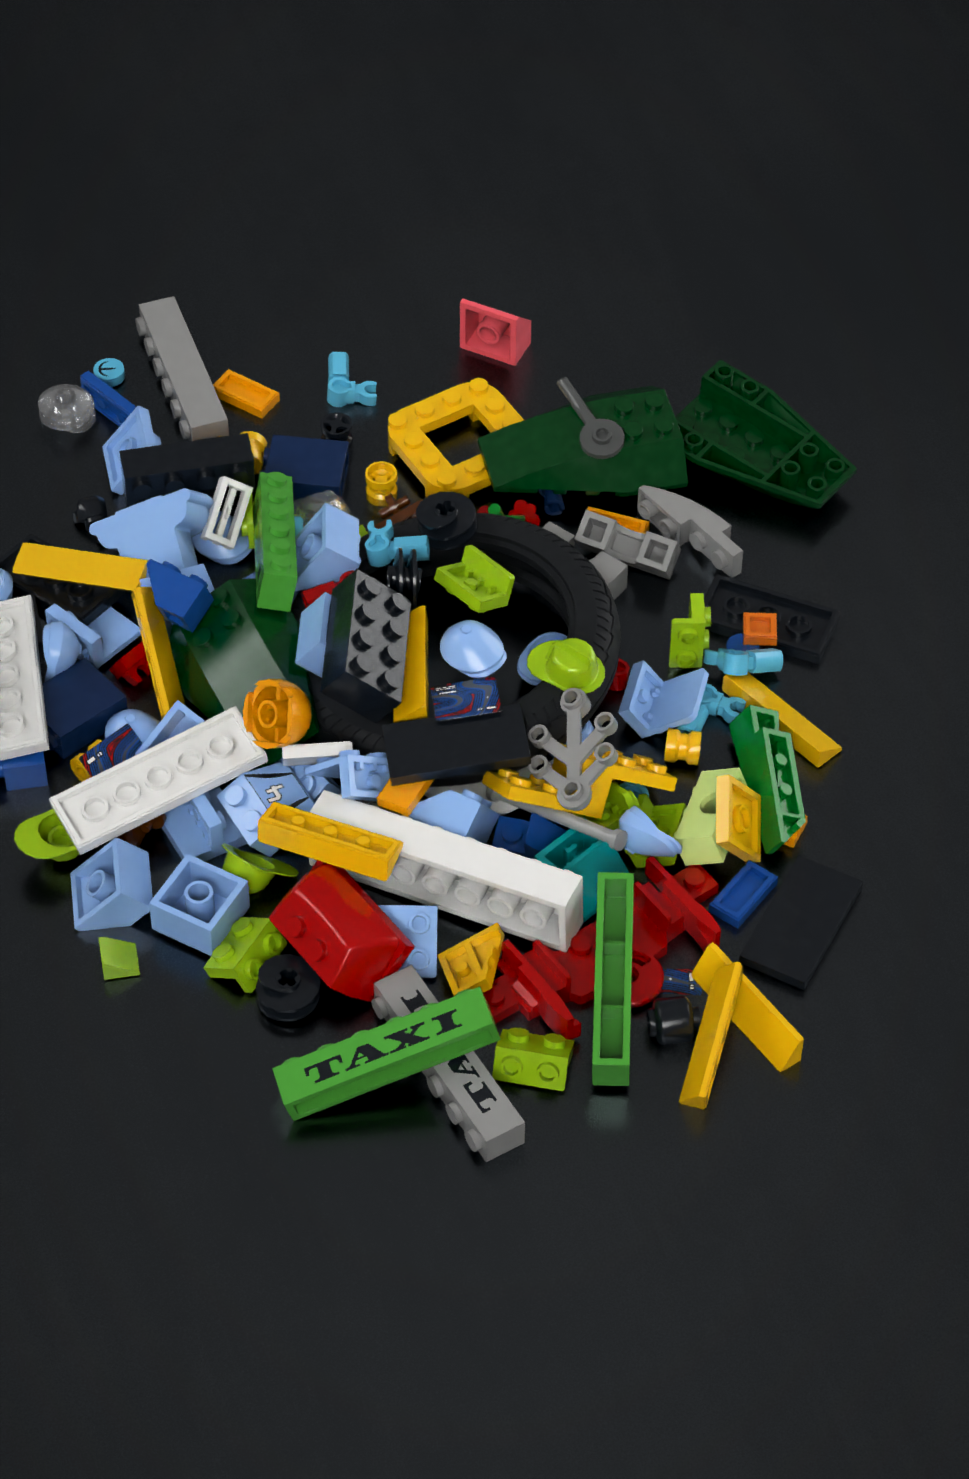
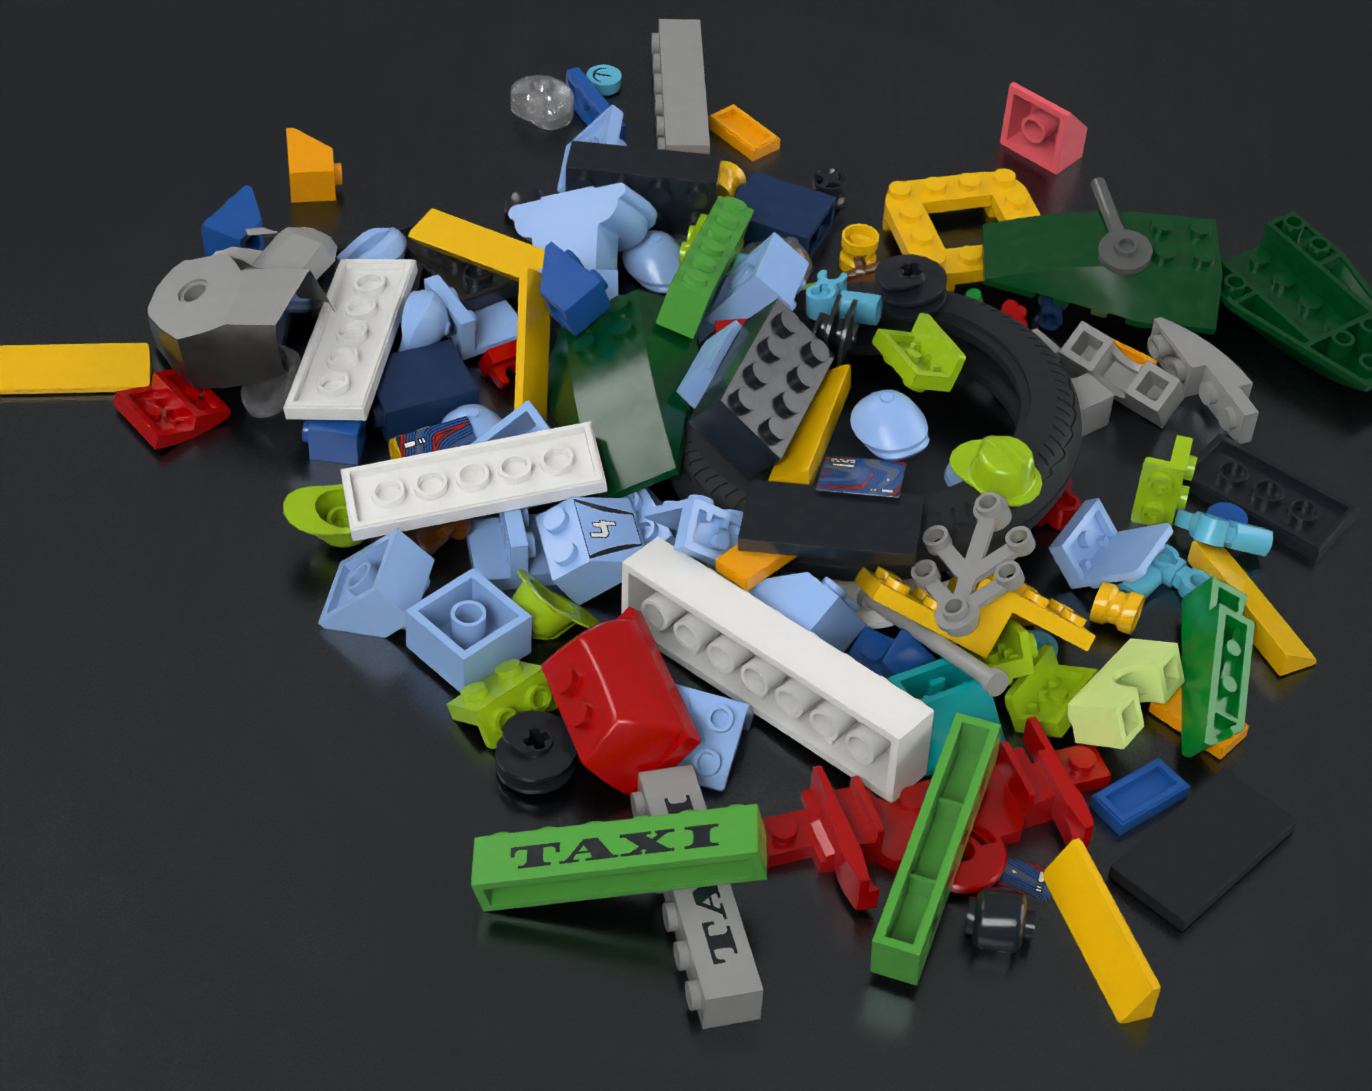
camera: 15 degrees right, 5 degrees down
(118, 958) = (351, 667): lime slope -> none
(217, 538) = (649, 256): white tile -> none
(277, 713) = (632, 436): light orange cylinder -> none
(309, 753) = (653, 492): white tile -> none
(329, 841) = (641, 593): yellow slope -> none
(341, 390) = (852, 152): medium azure bar -> none
(473, 960) = (773, 780): yellow wing -> none
(532, 1059) = (805, 918): lime bracket -> none
(645, 837) = (1030, 690): light blue hat -> none
(711, 1036) = (1042, 953): yellow slope -> none
(738, 818) = (1157, 701): yellow tile -> none
(760, 629) = (1253, 502): orange tile -> none

